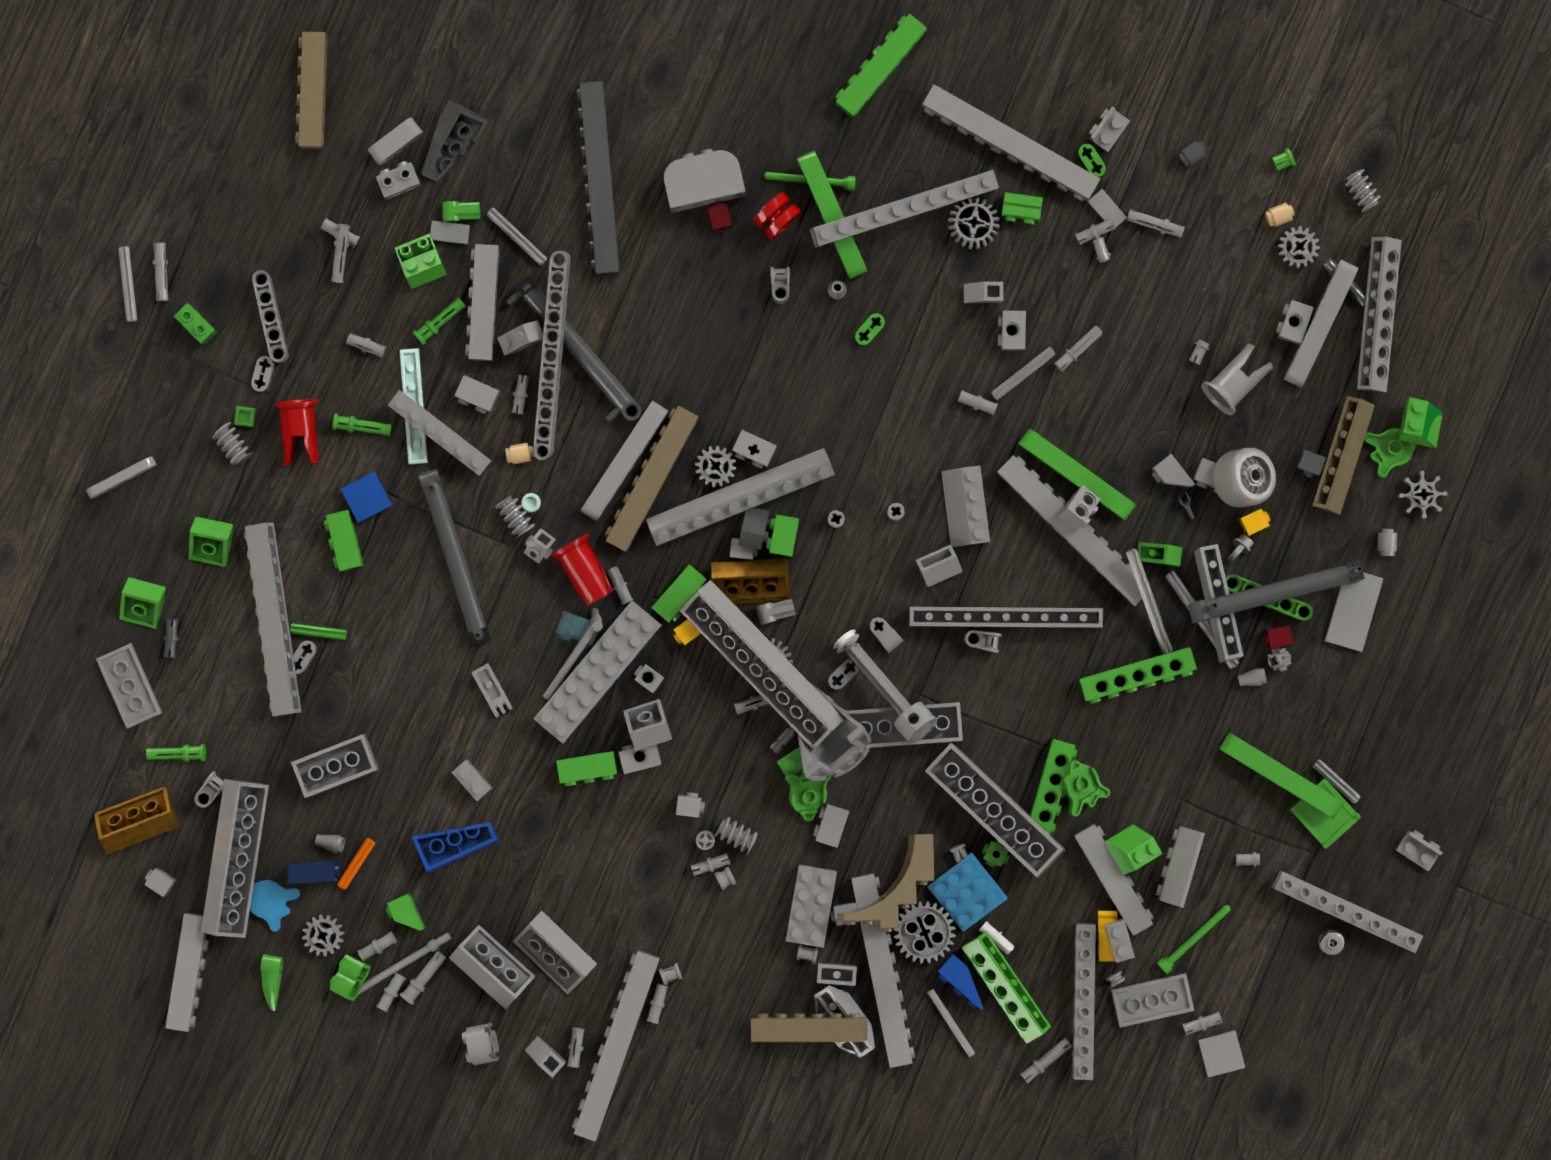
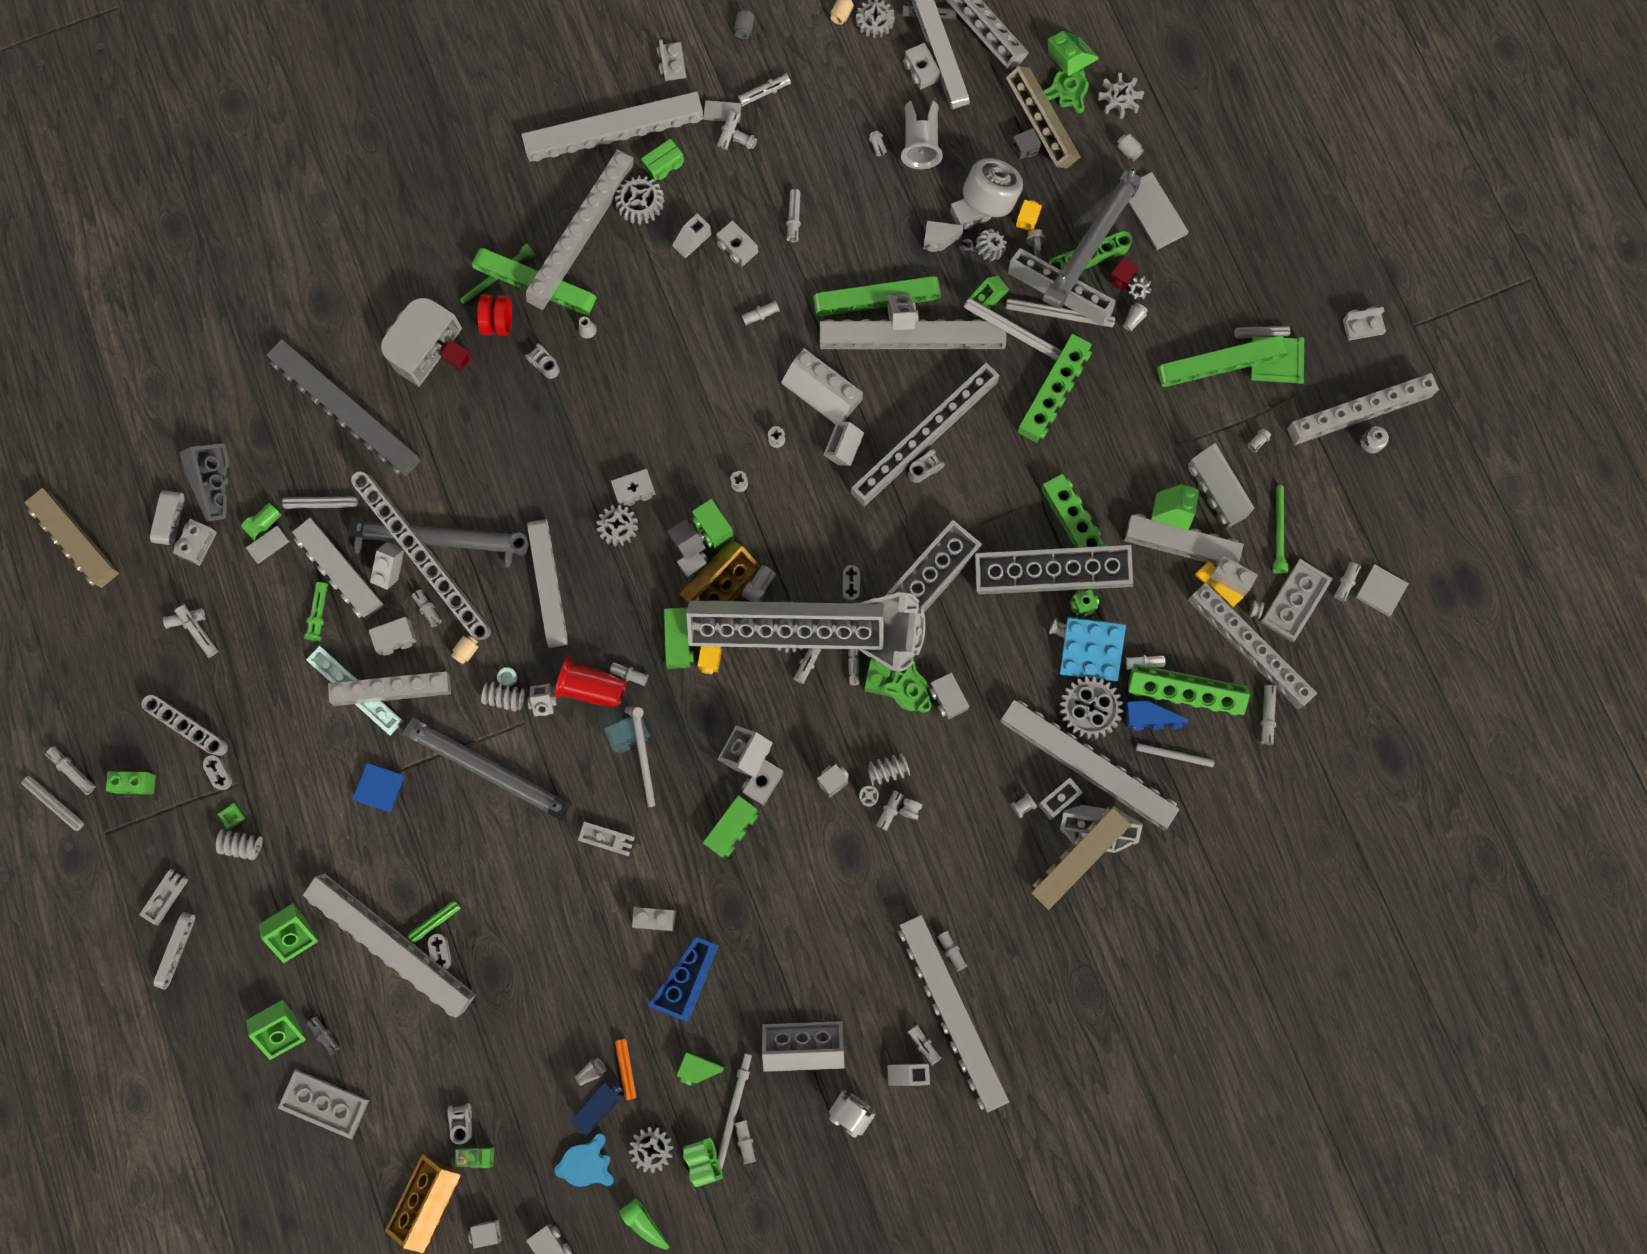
camera: 45 degrees left, 10 degrees down
(145, 431) = (163, 897): none -> light grey hinge
(186, 753) = (412, 1110): bright green pin -> none
(199, 823) = (474, 1157): none -> bright green leg
(234, 858) = (526, 1157): light grey brick -> none
(298, 420) = (273, 779): red piece -> none
(335, 765) = (538, 1009): light grey brick -> none
(343, 541) = (390, 835): bright green brick -> none
(351, 424) = (316, 743): bright green pin -> none
(366, 345) = (277, 679): light grey pin -> none
(377, 946) = (701, 1117): light grey pin -> none
(417, 985) = (760, 1116): light grey pin -> none
(420, 261) = (263, 582): bright green slope -> none
(554, 952) = (839, 988): light grey slope -> none
(597, 672) = (671, 750): light grey brick -> none
(652, 478) = (579, 576): dark tan brick -> none
(656, 680) = (721, 723): light grey brick -> none
(670, 973) = (940, 919): light grey bush -> none
(740, 496) = (655, 529): light grey brick -> none
(811, 905) = (992, 767): light grey brick -> none
(848, 907) = (1022, 750): light grey brick -> none
(866, 326) = (640, 334): bright green beam -> none
(882, 64) = (473, 157): bright green brick -> none
(887, 636) = (854, 527): light grey piece -> none
(907, 713) = (934, 558): light grey piece -> none
(916, 870) = (1048, 693): dark tan arch -> none
(1023, 373) = (772, 266): light grey axle -> none
(1082, 786) = (1096, 498): bright green tile -> none
(1095, 158) = (681, 88): bright green beam -> none
(1201, 525) = (991, 245): none -> light grey gear

